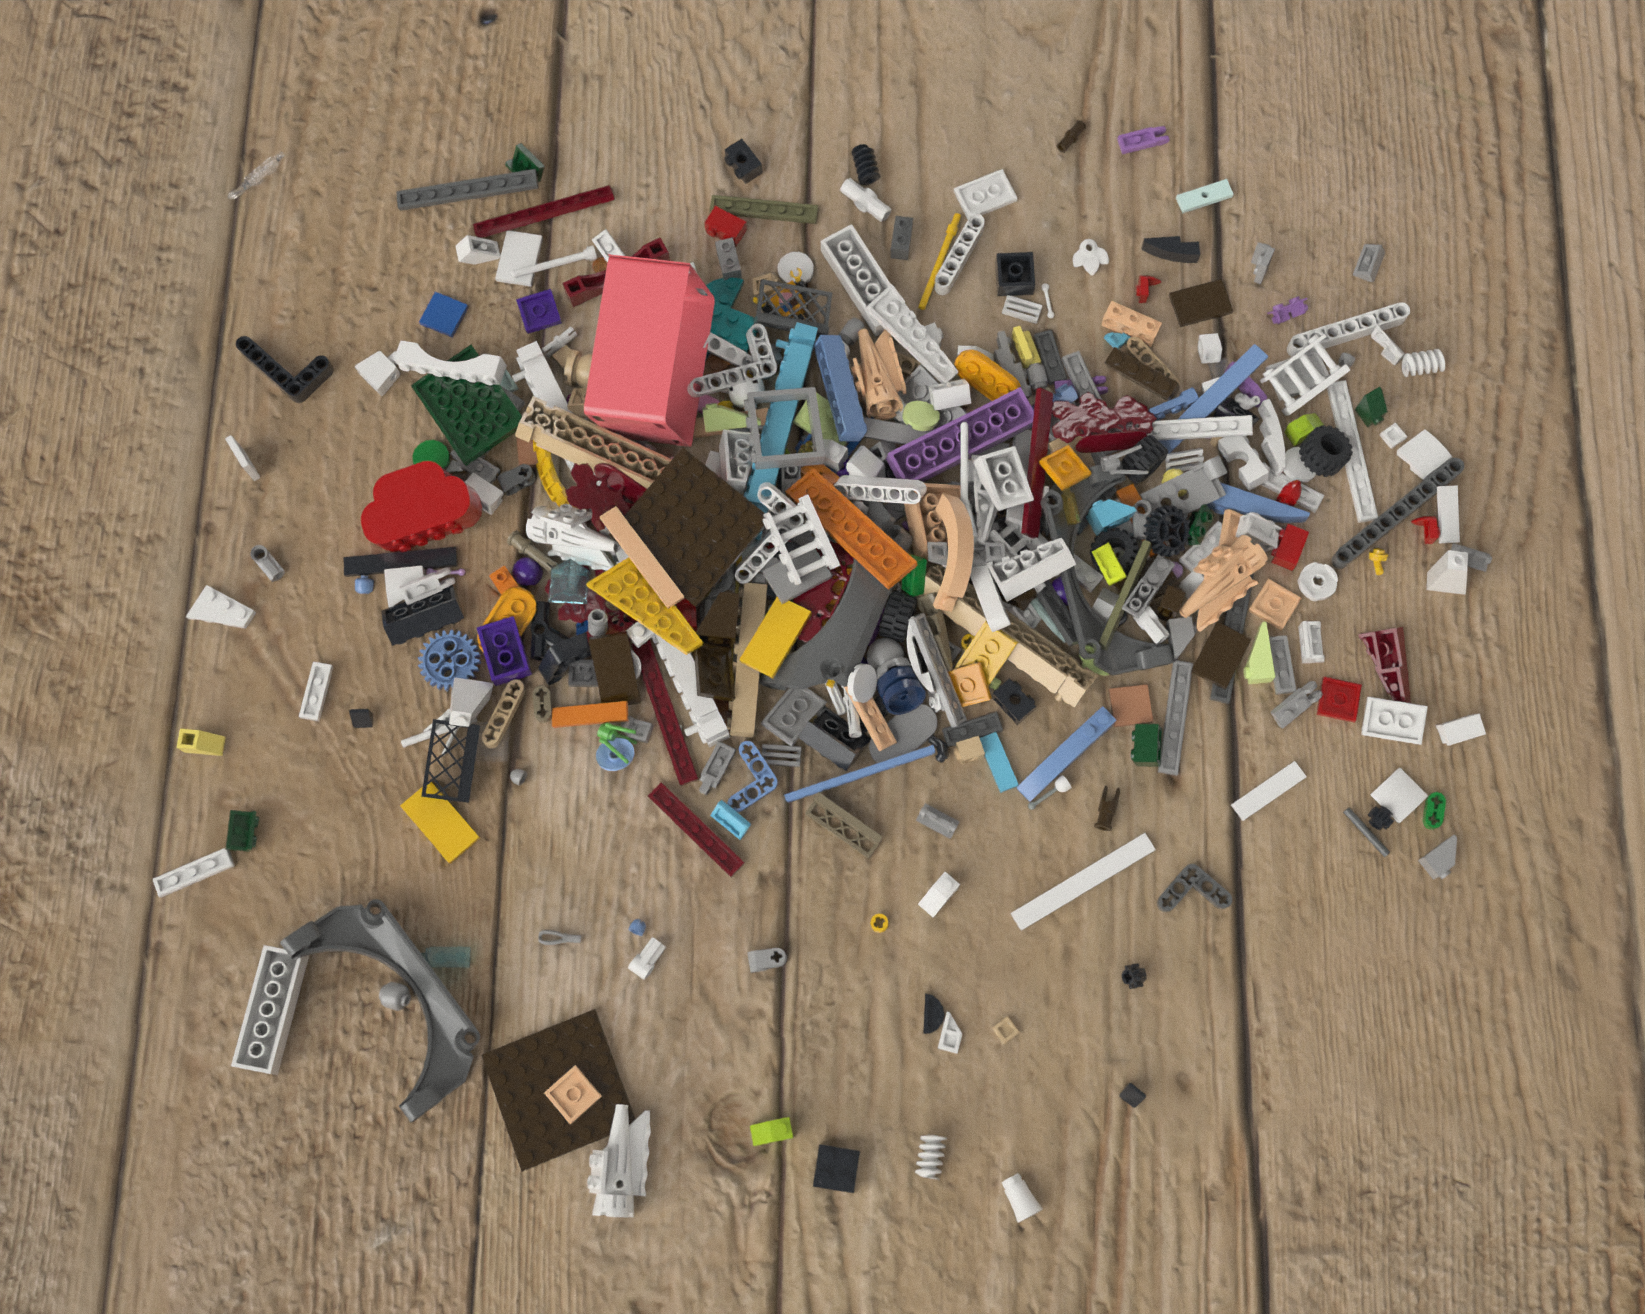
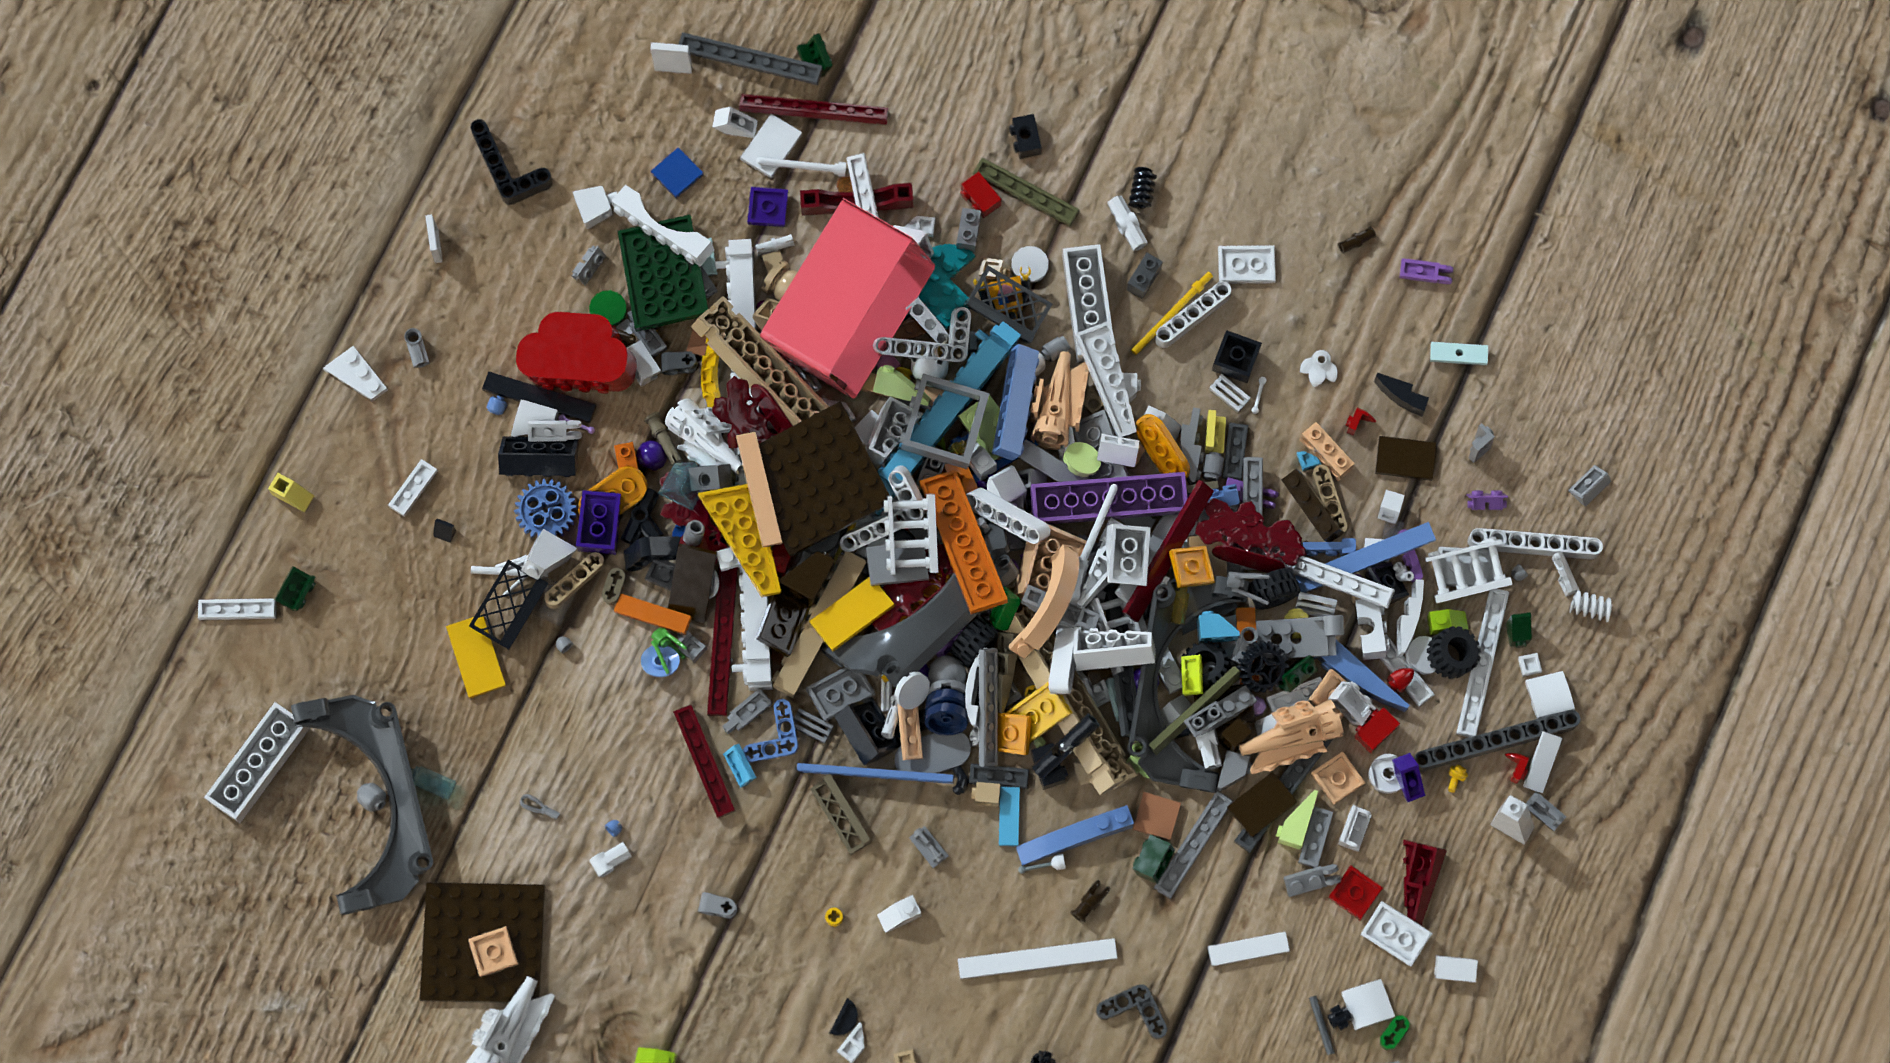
camera: 20 degrees right, 0 degrees up
(395, 213) = (671, 58): none -> white tile
(398, 420) = (592, 258): none -> light grey hinge
(591, 566) = (710, 477): none -> dark grey brick
(1030, 664) = (1072, 739): none -> black piece
(1340, 575) = (1409, 777): none -> dark purple slope

